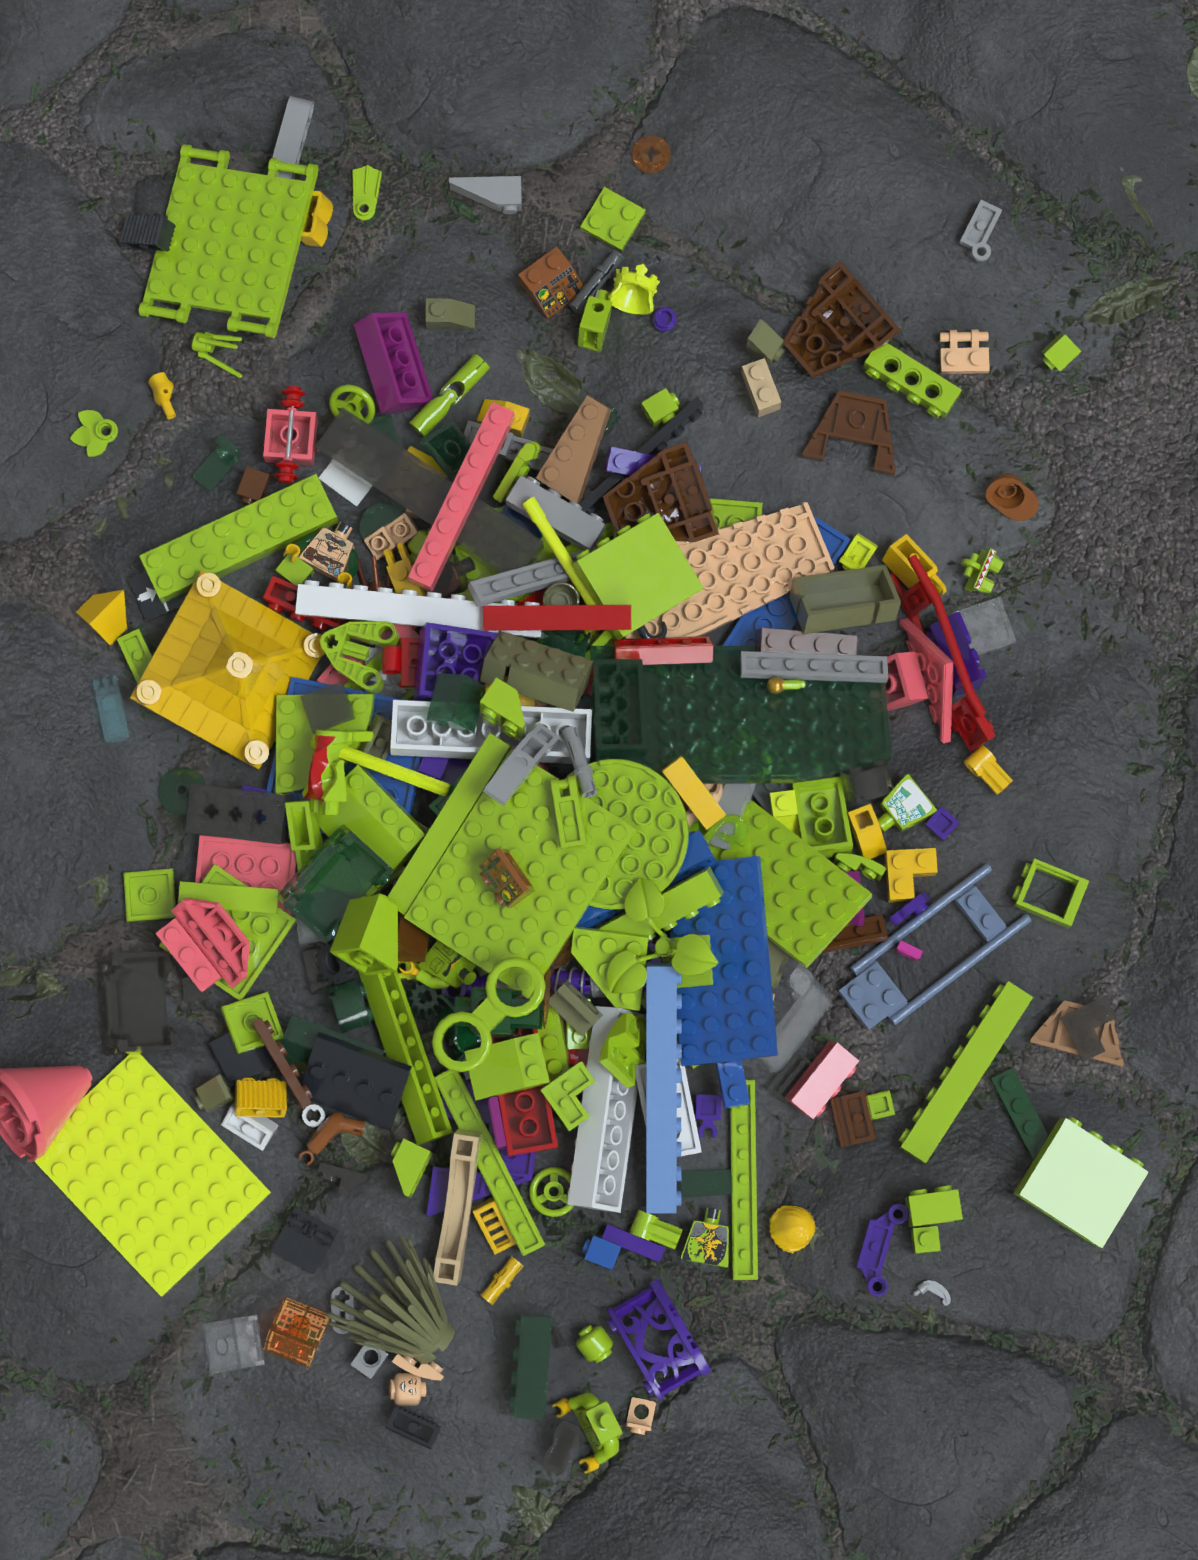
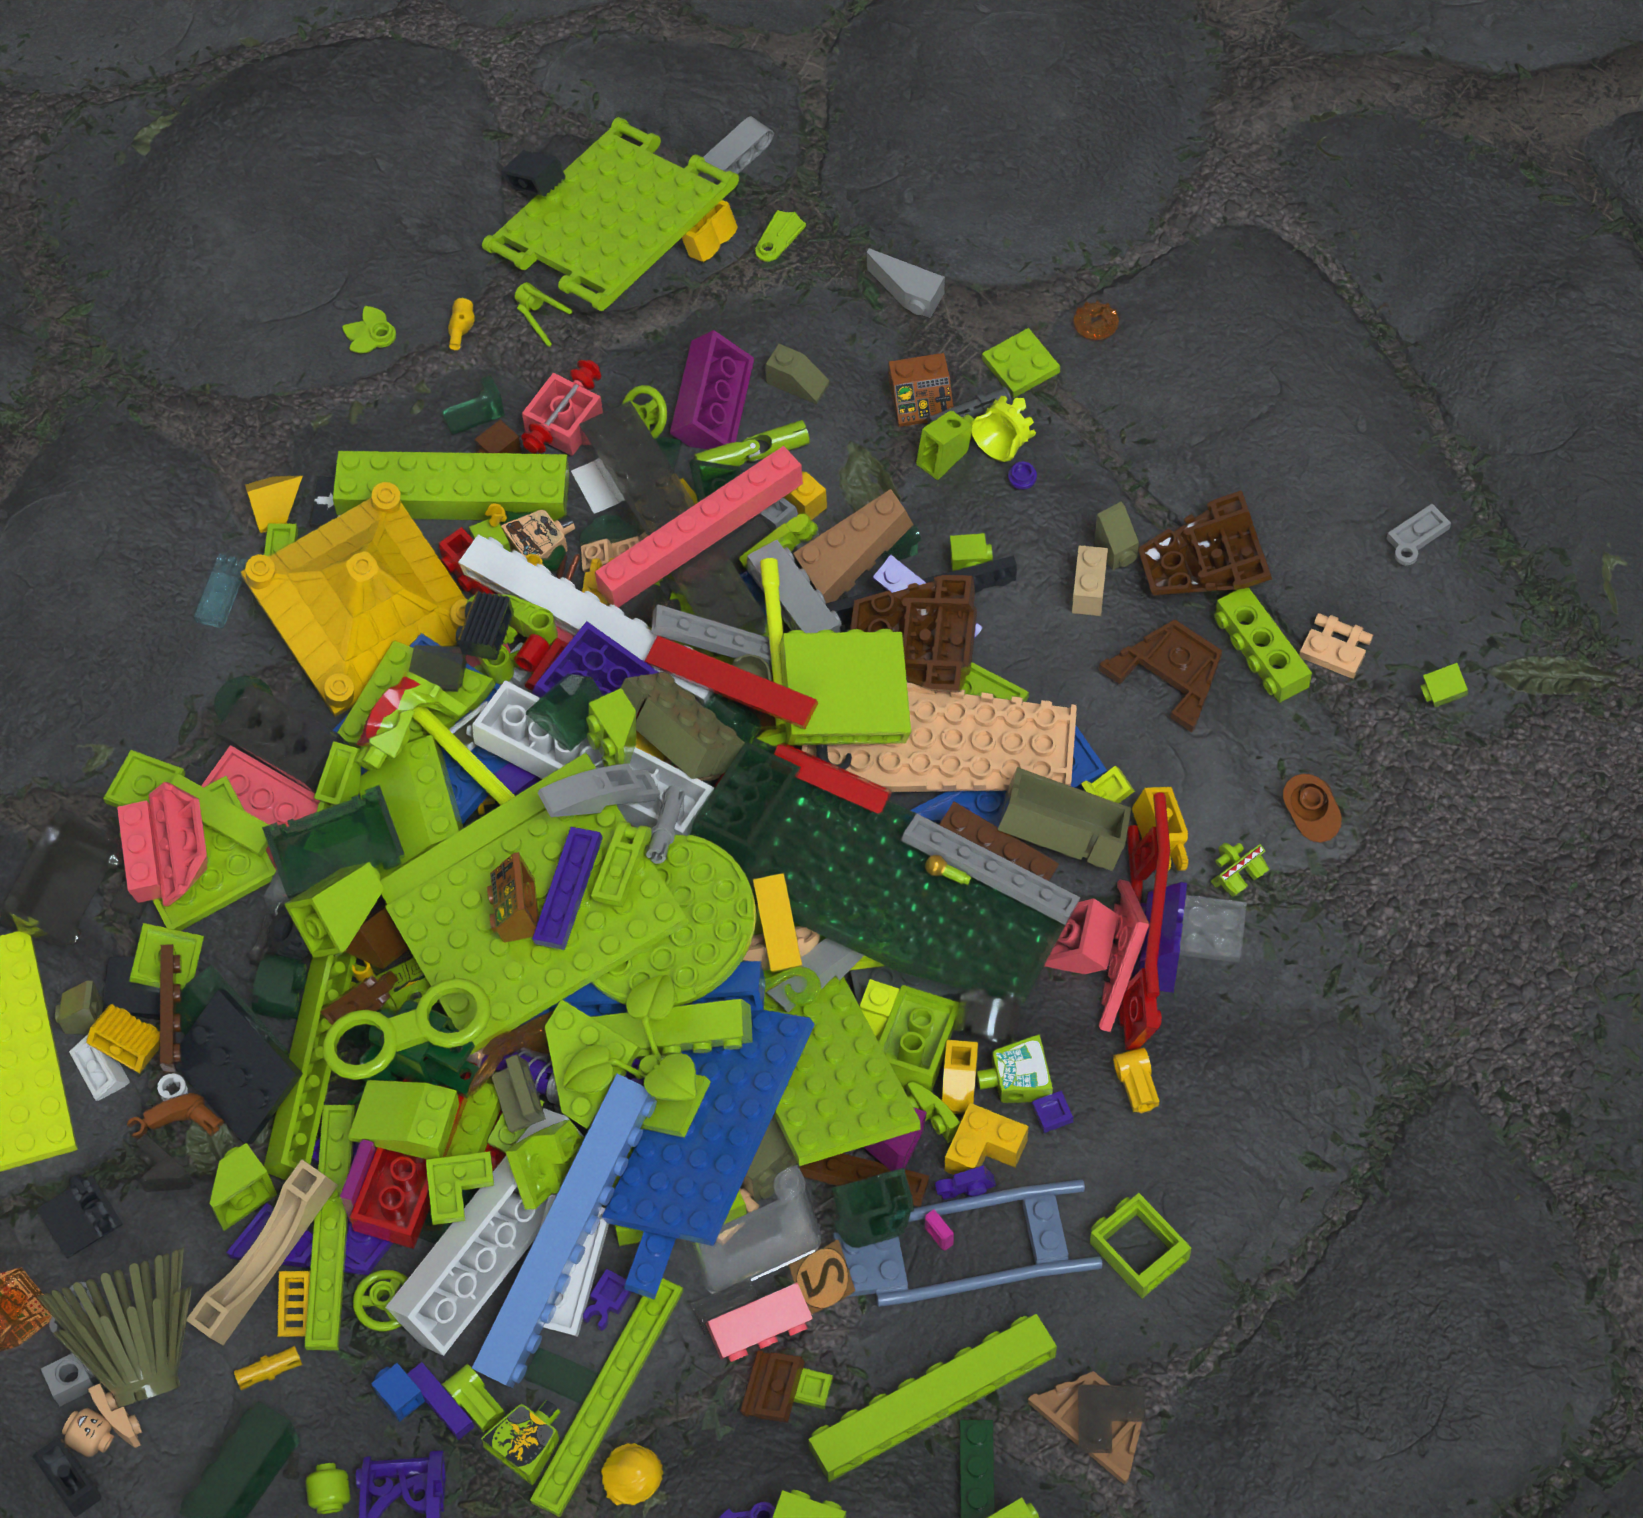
camera: 30 degrees right, 20 degrees down
(350, 660) = (485, 625): none -> black brick
(422, 994) = (366, 994): none -> reddish brown hinge
(539, 848) = (567, 888): none -> dark purple plate
(846, 1024) = (823, 1277): none -> clear orange sticker
(862, 963) = (873, 1208): none -> clear green brick

